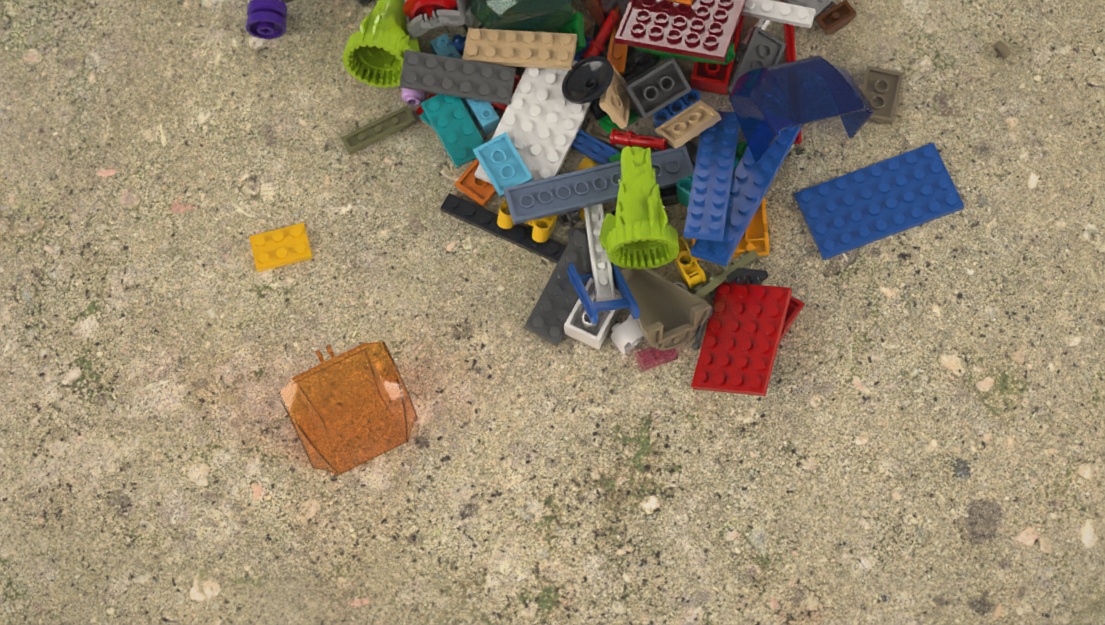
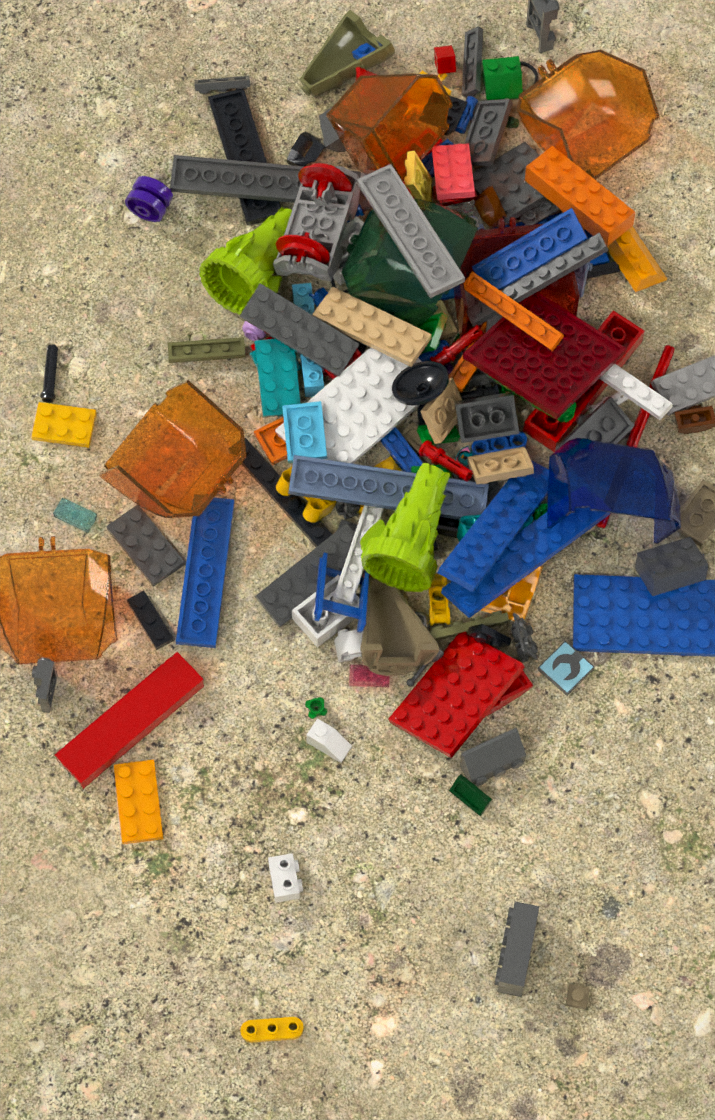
camera: 15 degrees right, 0 degrees up
(247, 207) = (49, 374): none -> black axle
(328, 322) = (75, 515): none -> clear light blue plate
(370, 478) = (45, 680): none -> dark grey plate
(398, 230) = (177, 455): none -> clear orange windscreen
(404, 323) = (145, 545): none -> dark grey plate
(439, 387) = (150, 620): none -> black plate
(462, 482) = (130, 719): none -> red tile
(468, 324) = (205, 575): none -> blue plate
(503, 552) = (138, 802): none -> light orange plate
(622, 397) = (311, 704): none -> green plate
(647, 427) = (328, 740): none -> white slope
(649, 129) = (462, 455): none -> tile
(665, 563) = (284, 877): none -> white brick
(773, 263) = (522, 636): none -> dark grey hinge
(795, 422) = (470, 795): none -> dark green tile
(800, 381) = (493, 757): none -> dark grey slope
(825, 277) = (566, 668): none -> tile
(876, 151) = (671, 566): none -> dark grey brick
(900, 538) = (518, 945): none -> dark grey brick
(970, 558) = (577, 996): none -> dark tan plate

